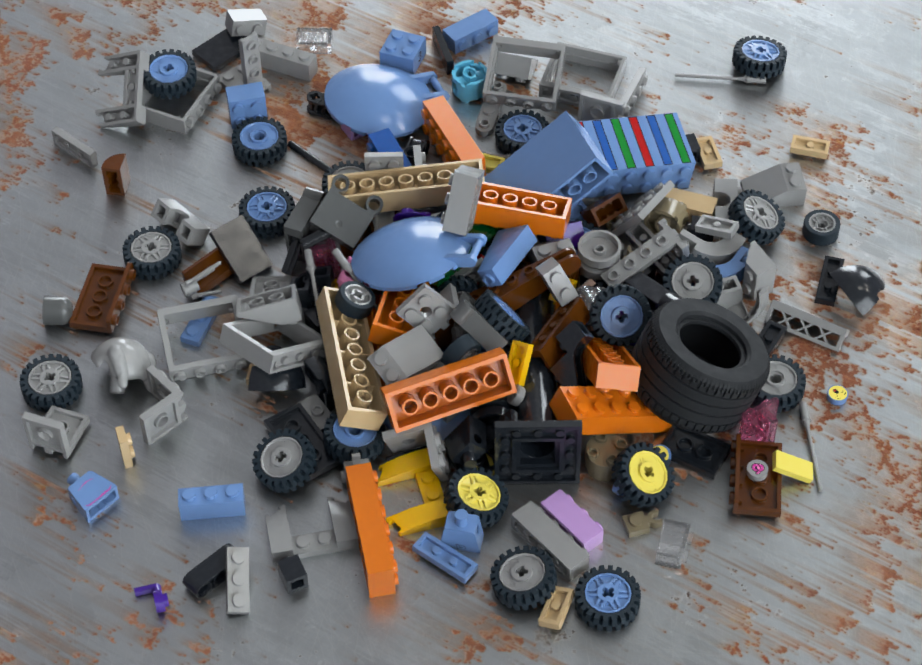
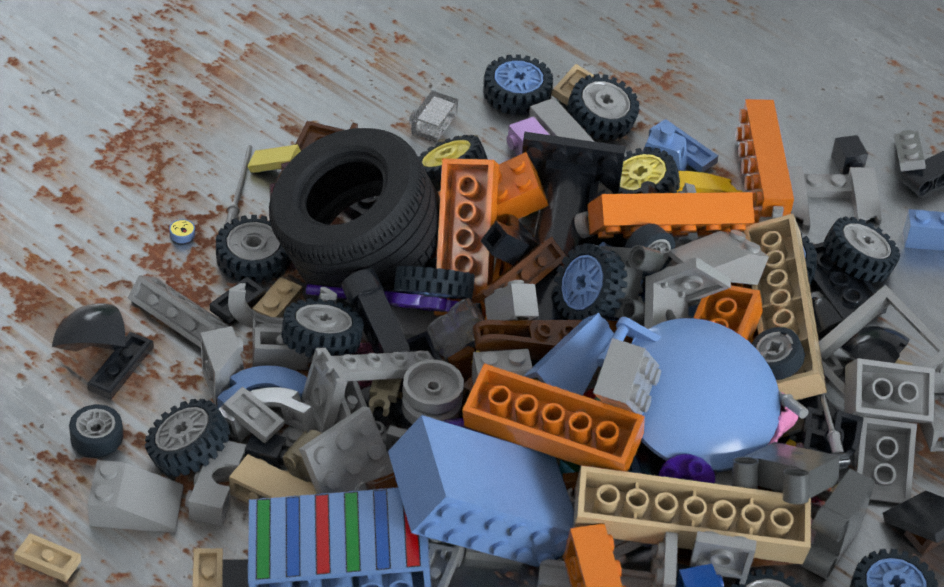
camera: 175 degrees left, 5 degrees down
(519, 360) = (577, 235): yellow plate -> none

